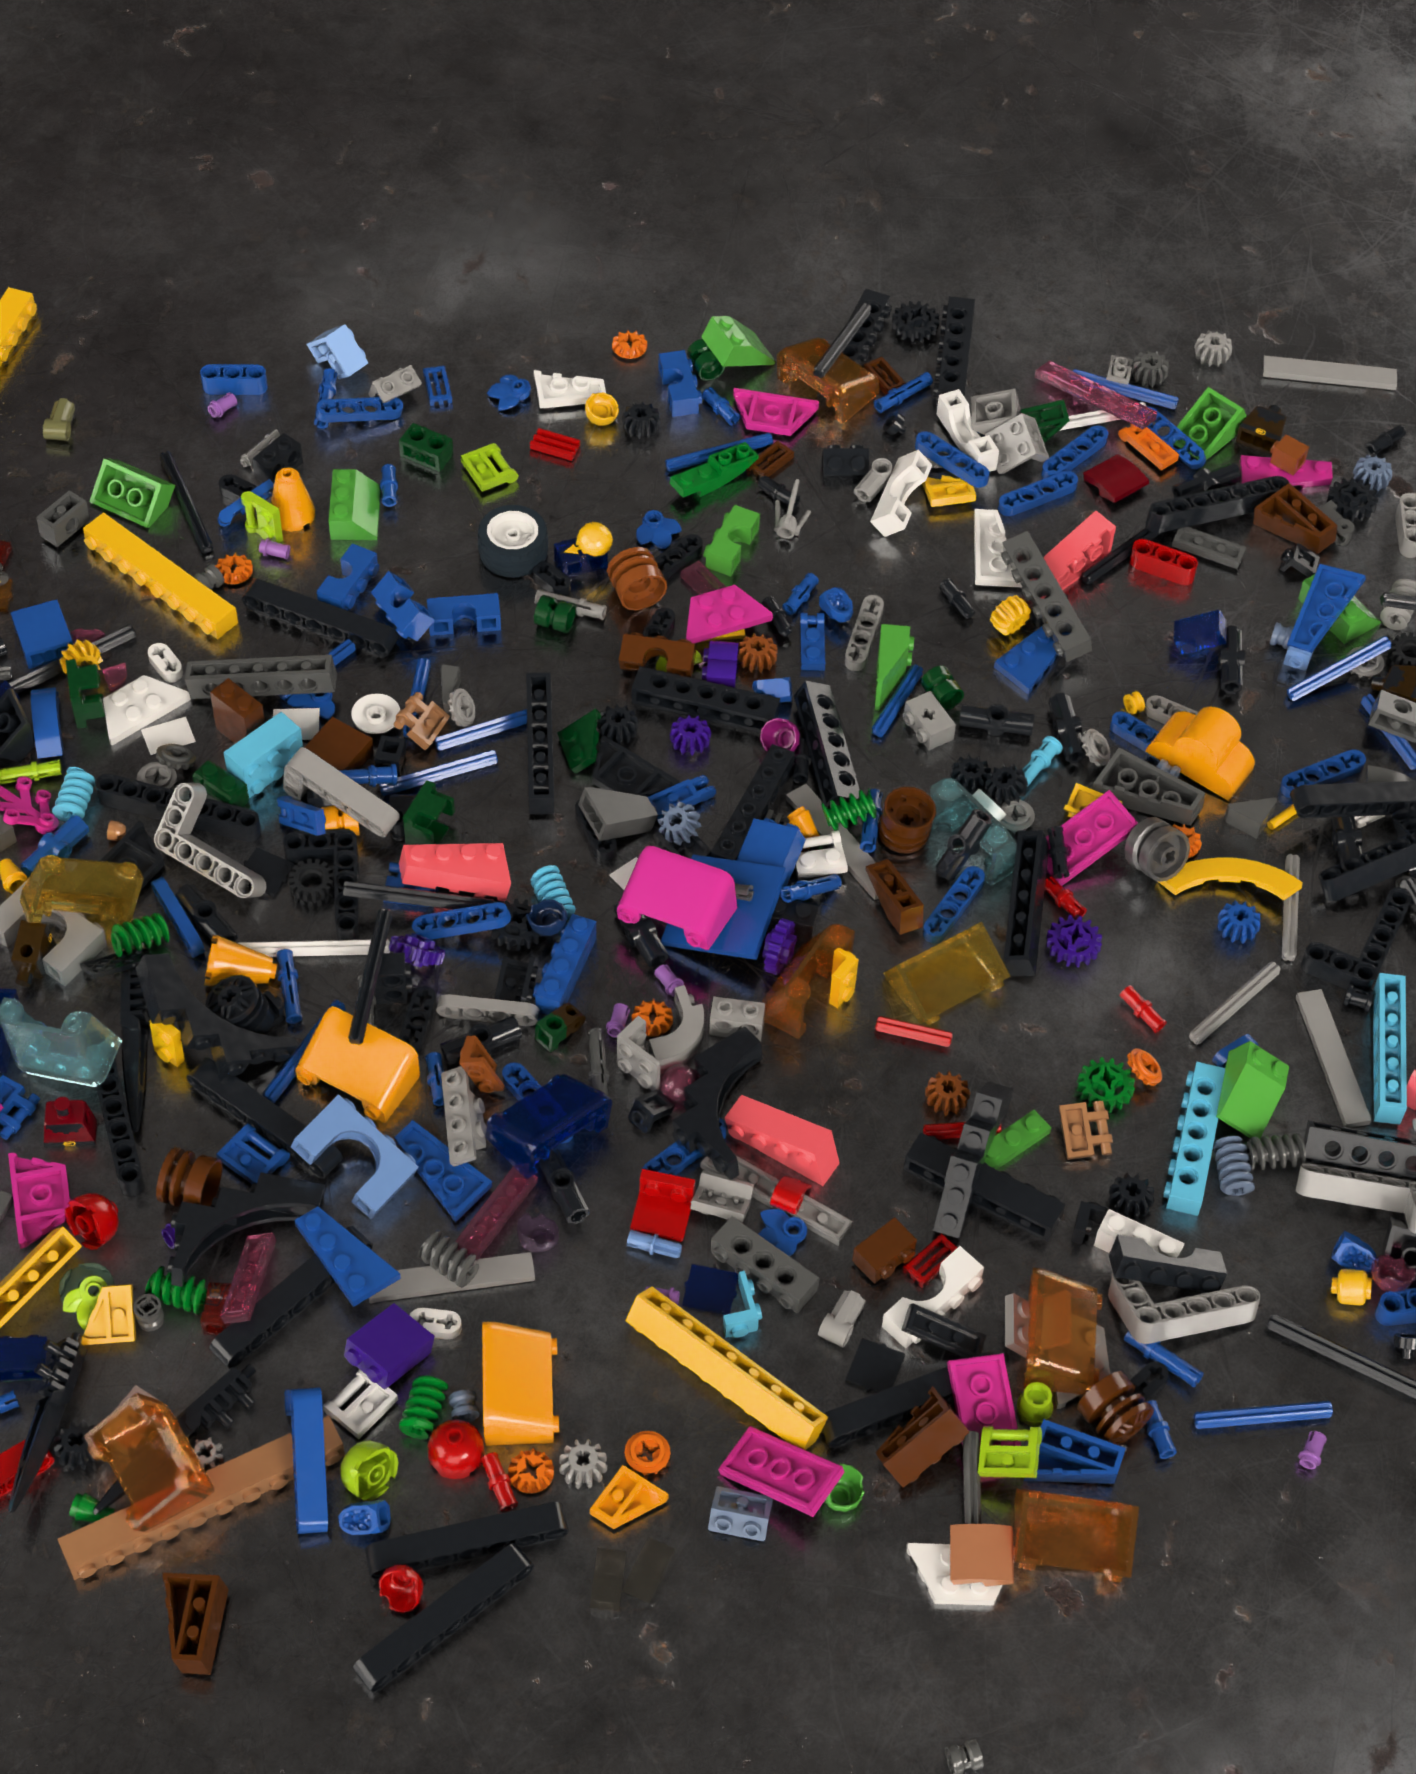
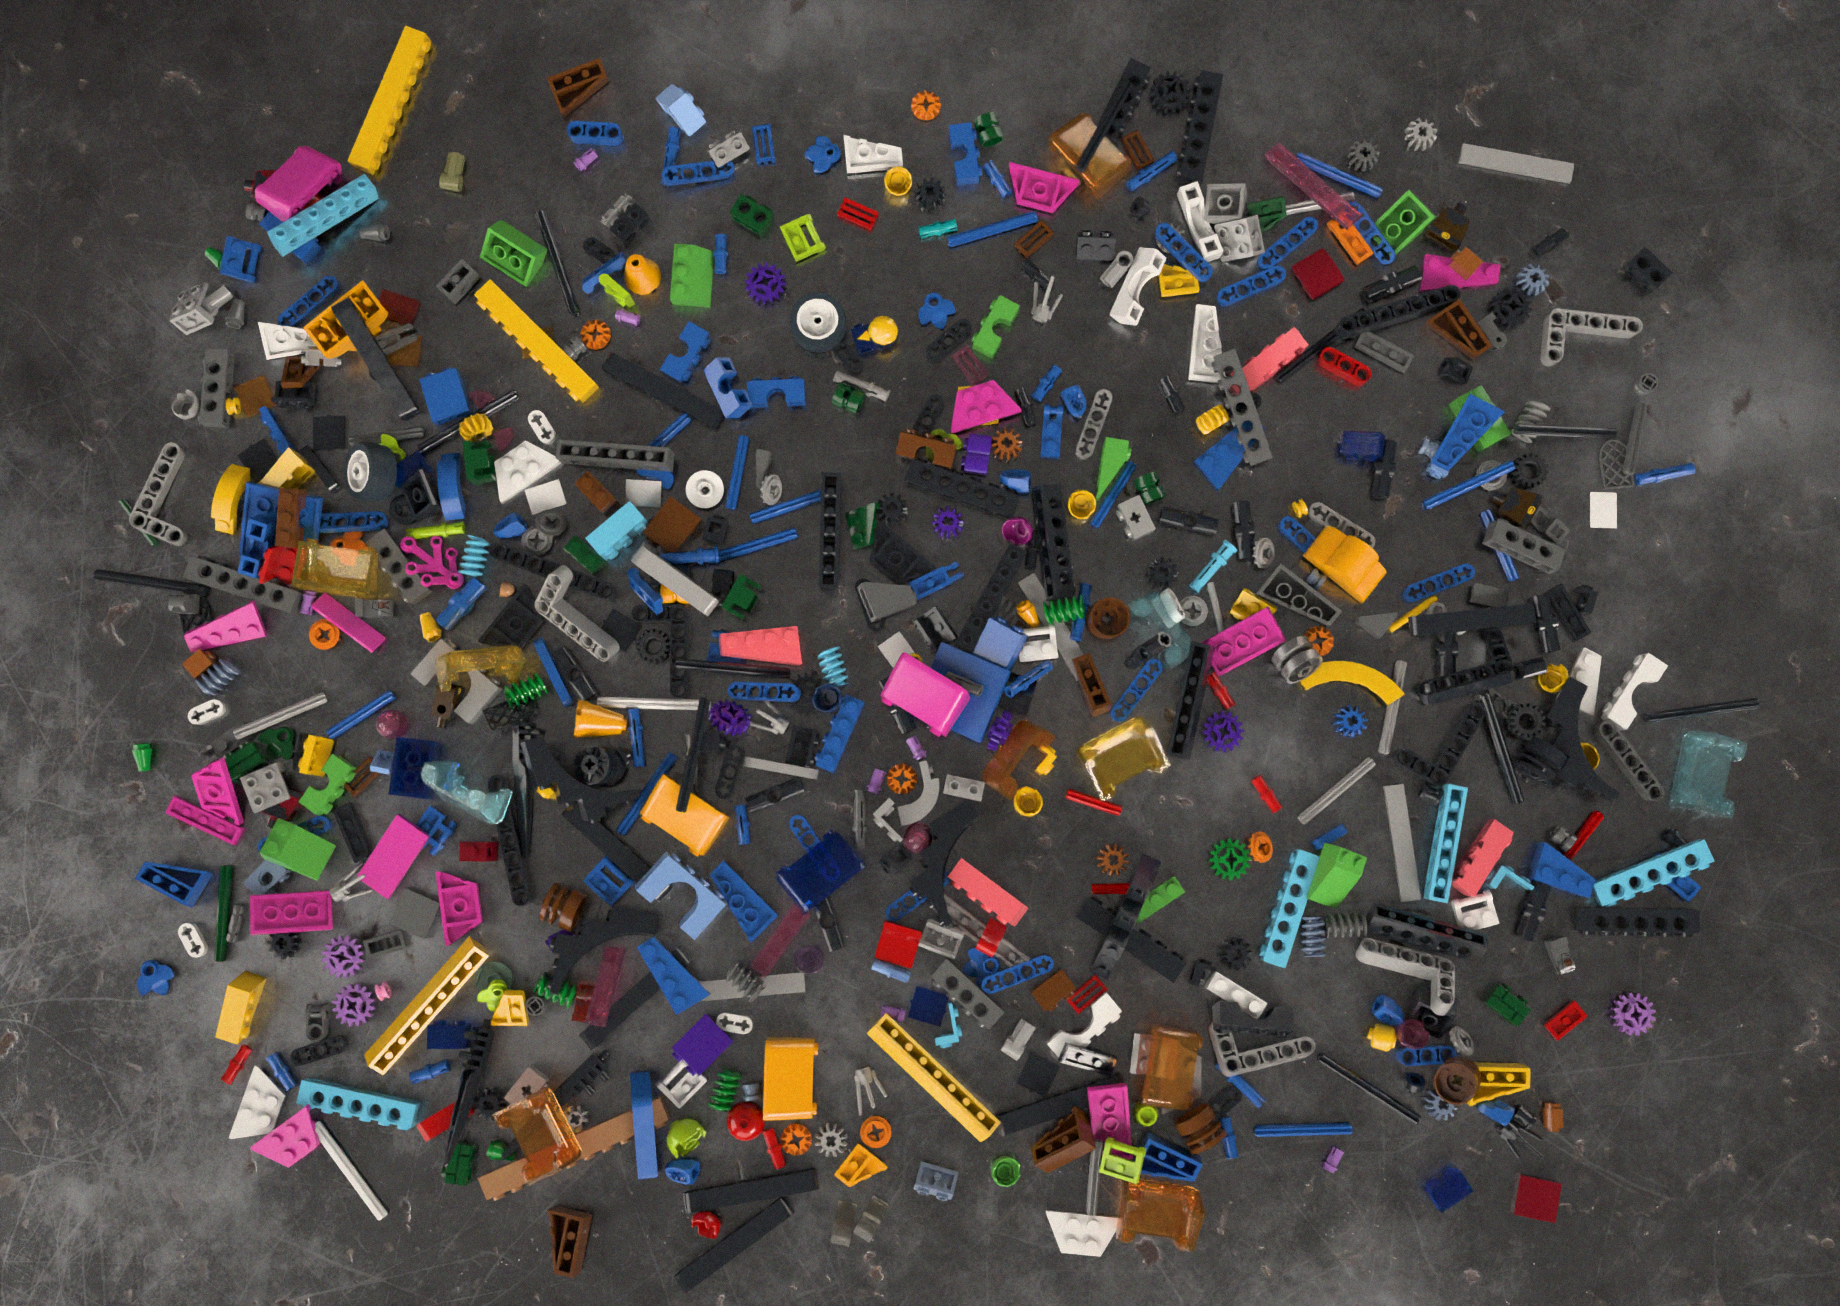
camera: 10 degrees right, 30 degrees up
(28, 1529) = (461, 1164): none -> dark green brick
(93, 1219) = (498, 930): red cylinder -> none
(123, 763) = (510, 526): none -> blue rock
(213, 334) = (577, 85): none -> reddish brown wedge
(428, 724) = (744, 503): medium nougat plate -> none
(445, 509) = (771, 280): none -> dark purple gear
(463, 1117) = (759, 862): light grey bracket -> none
(480, 1066) = (771, 823): dark orange bracket -> none
(483, 960) = (778, 723): none -> light grey plant
(558, 1026) = (833, 784): dark green leg -> none
(628, 1380) = (865, 1076): none -> light grey plant
(637, 578) = (915, 369): dark orange wheel -> none
(653, 453) = (937, 228): none -> teal pin
(670, 824) = (939, 615): sand blue gear -> none
(719, 470) = (987, 253): green slope -> none
(735, 343) = (1015, 118): bright green slope -> none
(781, 1471) = (965, 1157): dark pink tile -> none
(824, 1030) = (1028, 801): none -> yellow hair
(830, 1230) = (1016, 971): none -> blue beam
(858, 707) = (1081, 503): none -> yellow hair
(981, 1554) = (1095, 1229): nougat slope -> none
(1006, 784) = (1194, 584): black gear -> none
(1042, 806) = (1215, 606): none -> light grey bar
(1058, 852) = (1220, 655): black pin -> none
(1077, 1130) = (1203, 898): medium nougat plate -> none
(1119, 369) = (1336, 156): light grey slope -> none

